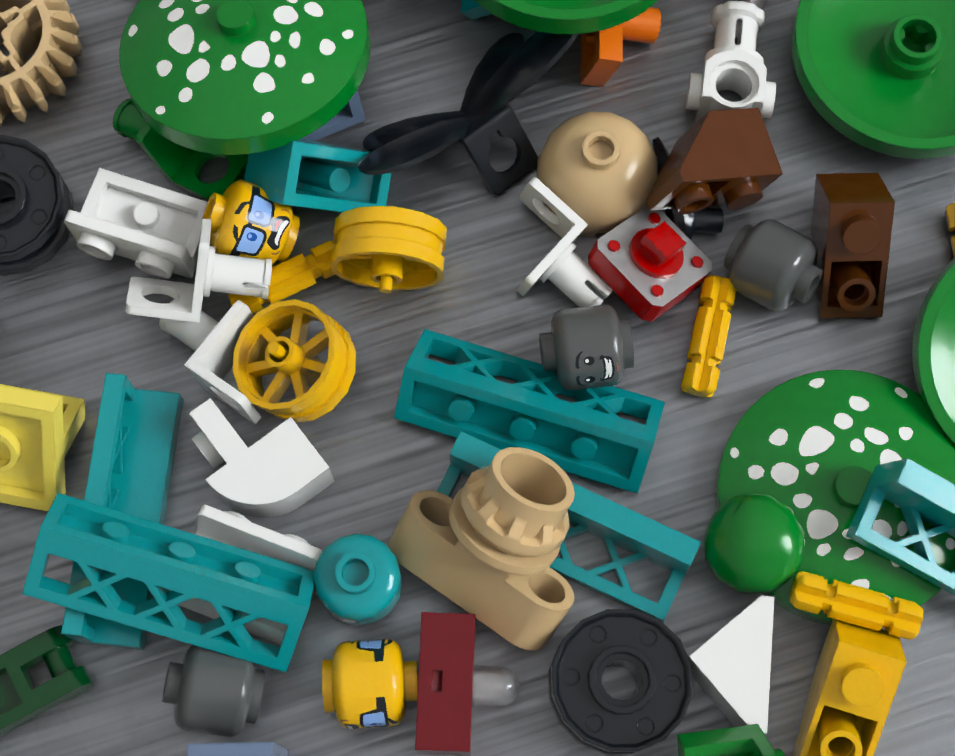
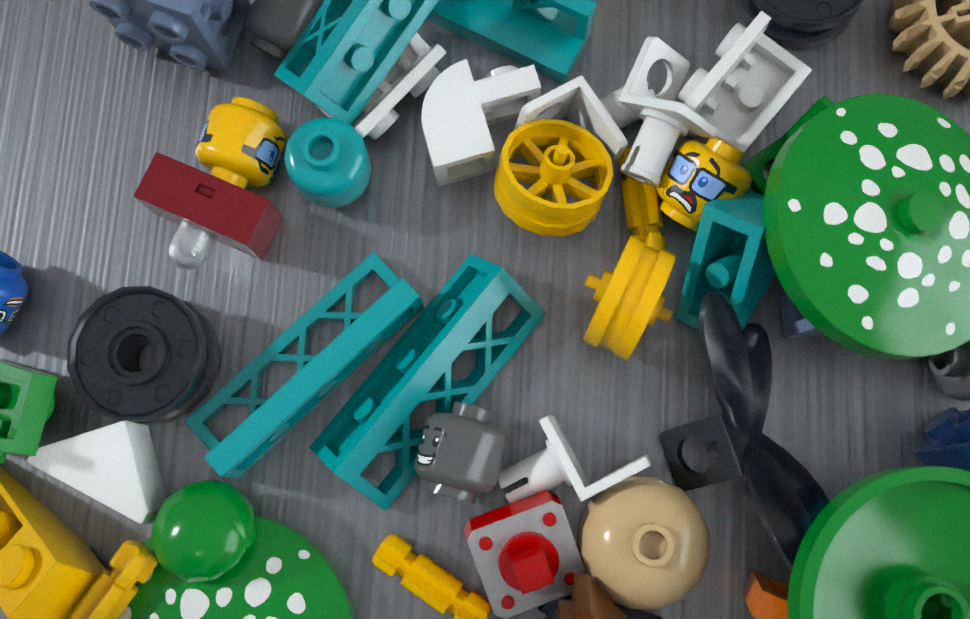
camera: 115 degrees right, 5 degrees up
(495, 545) = (301, 288): tan beam -> none

